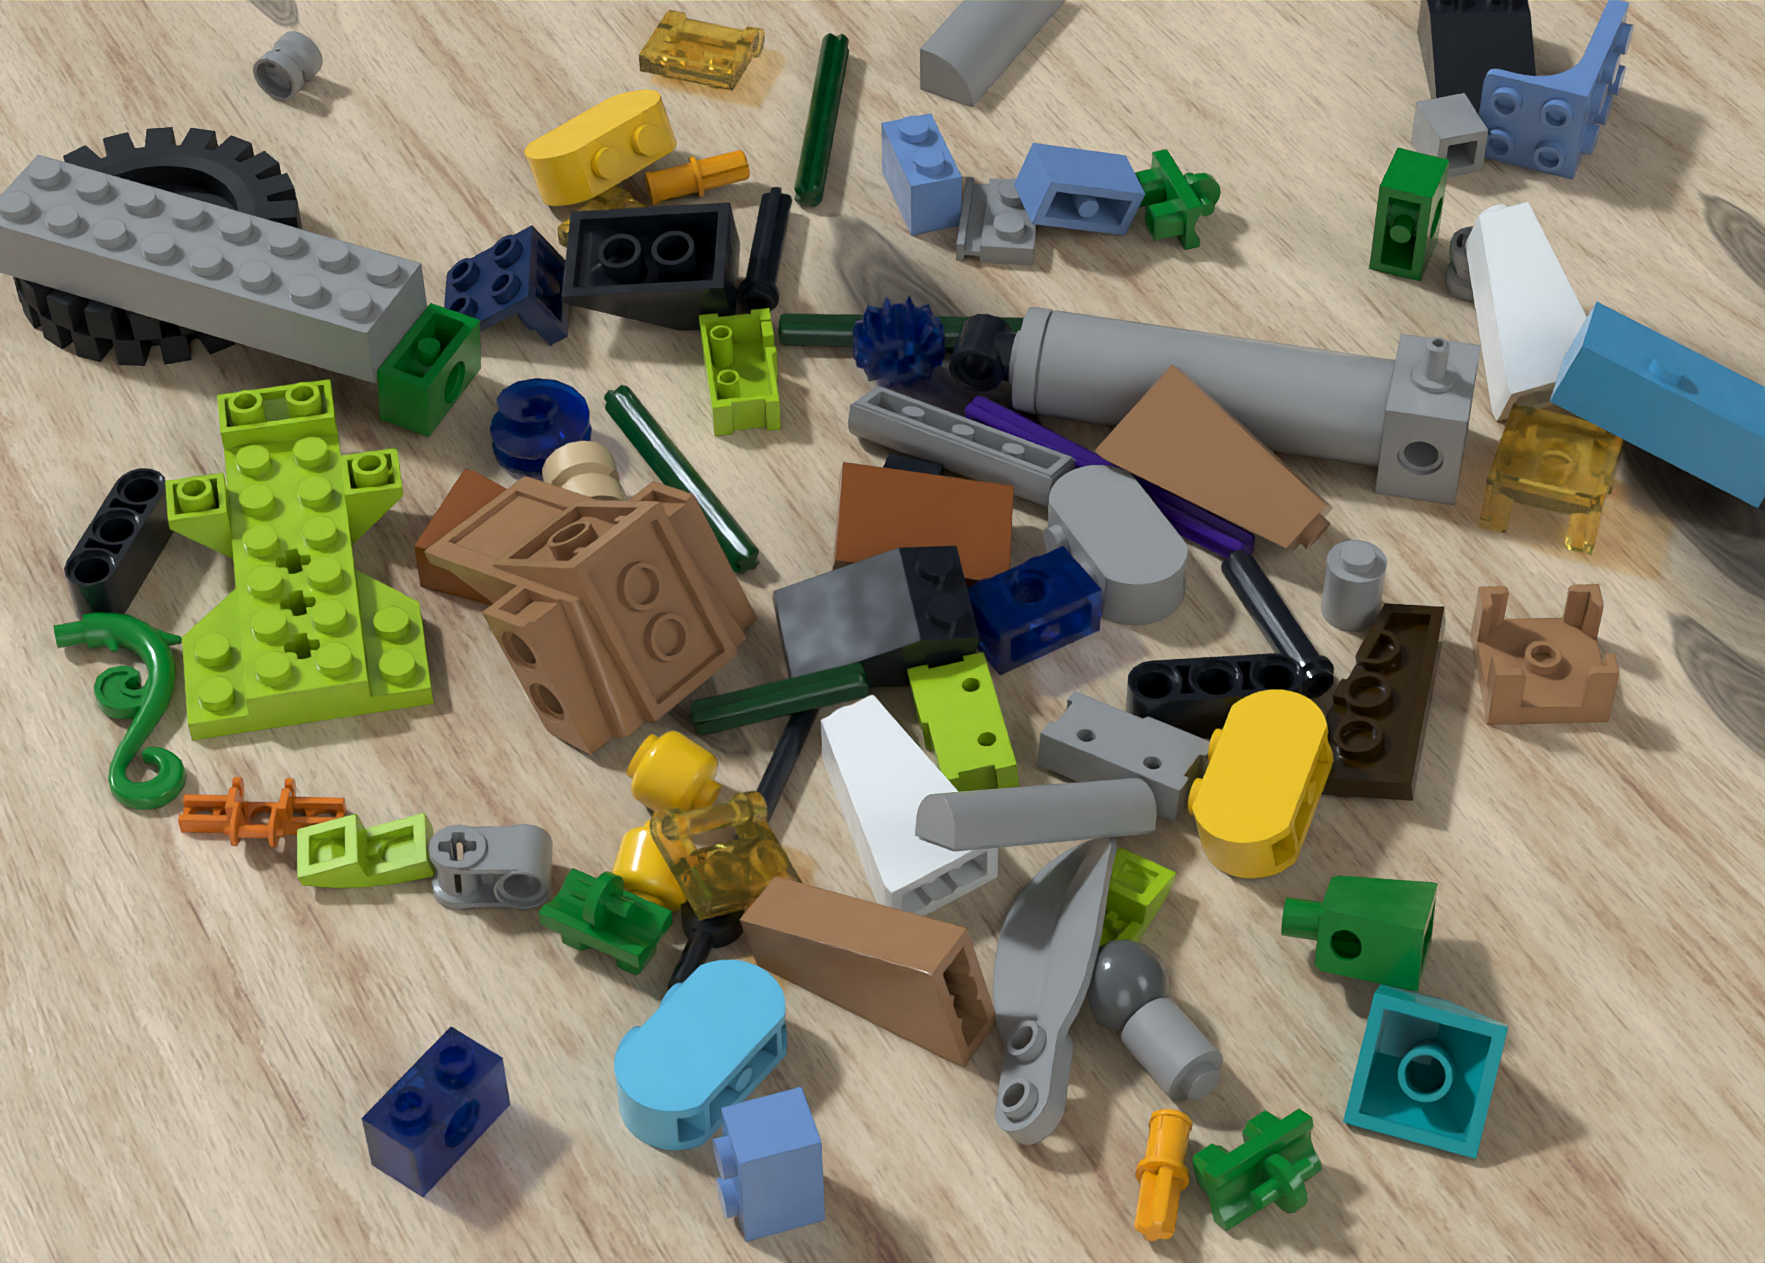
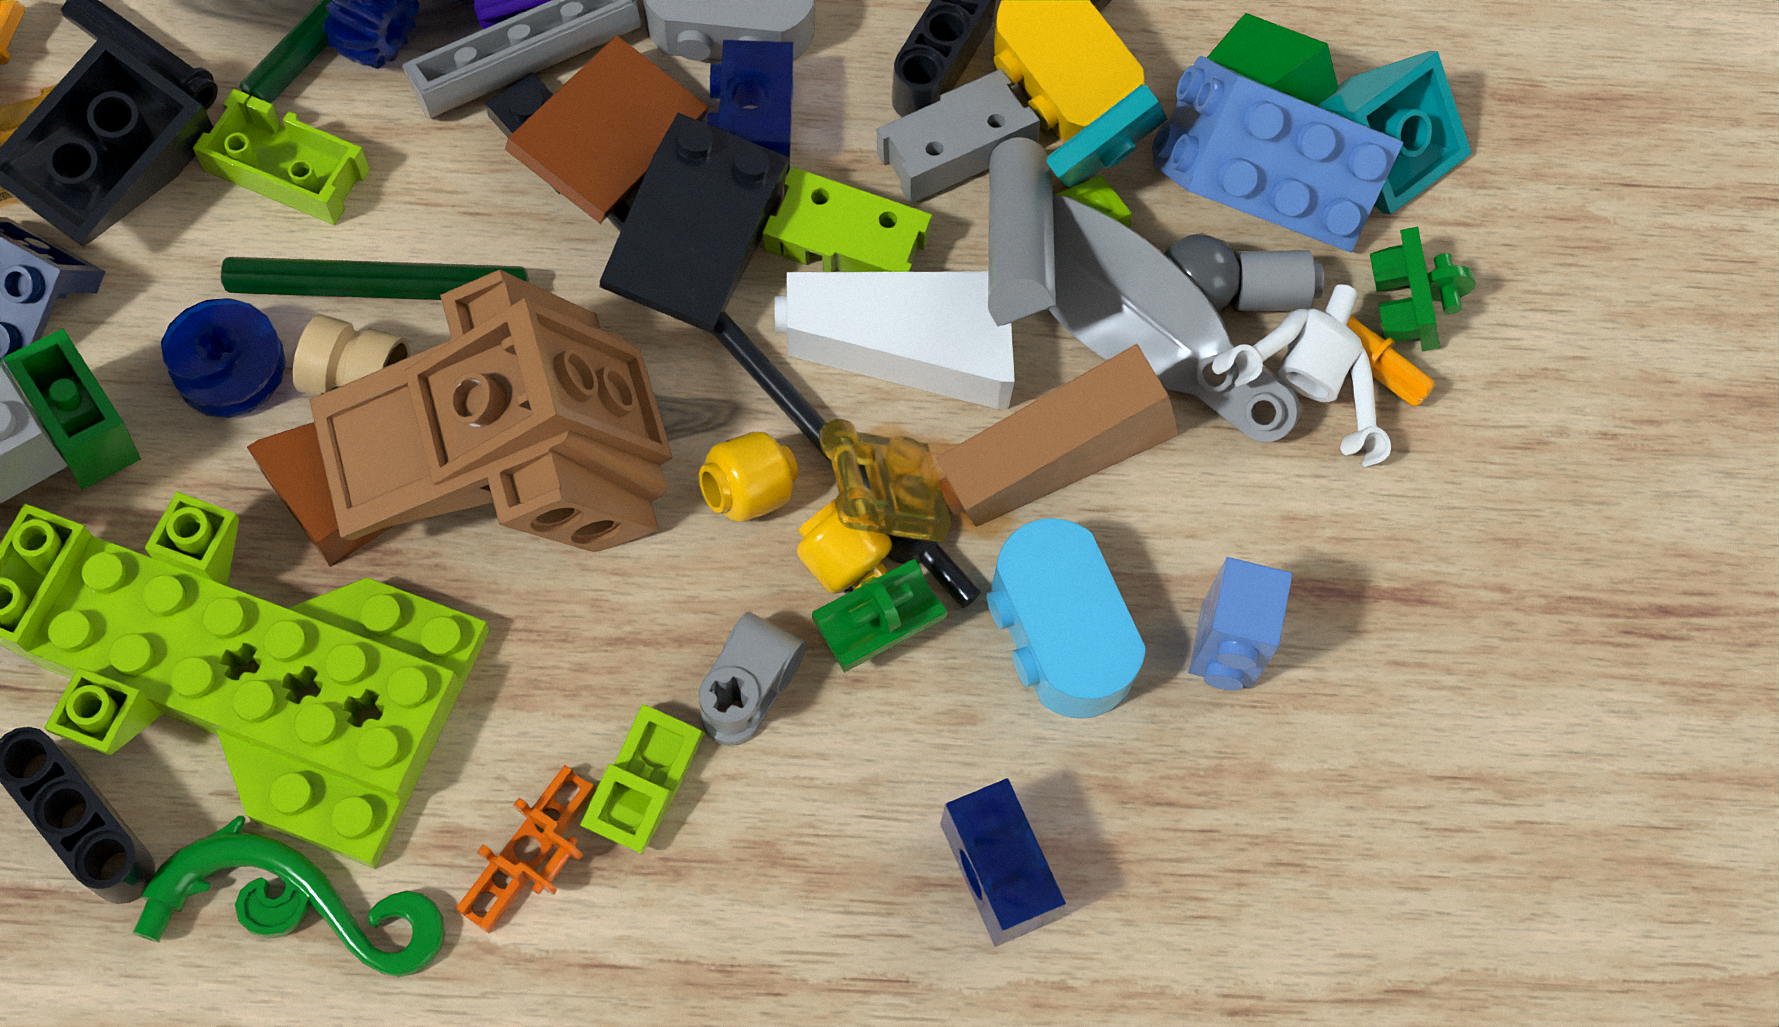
camera: 65 degrees left, 20 degrees up
(779, 698) = (720, 347): dark green axle -> none
(1103, 1110) = (1316, 364): none -> white piece
(1185, 830) = (1108, 138): none -> teal plate
(1283, 972) = (1273, 154): none -> medium blue bracket

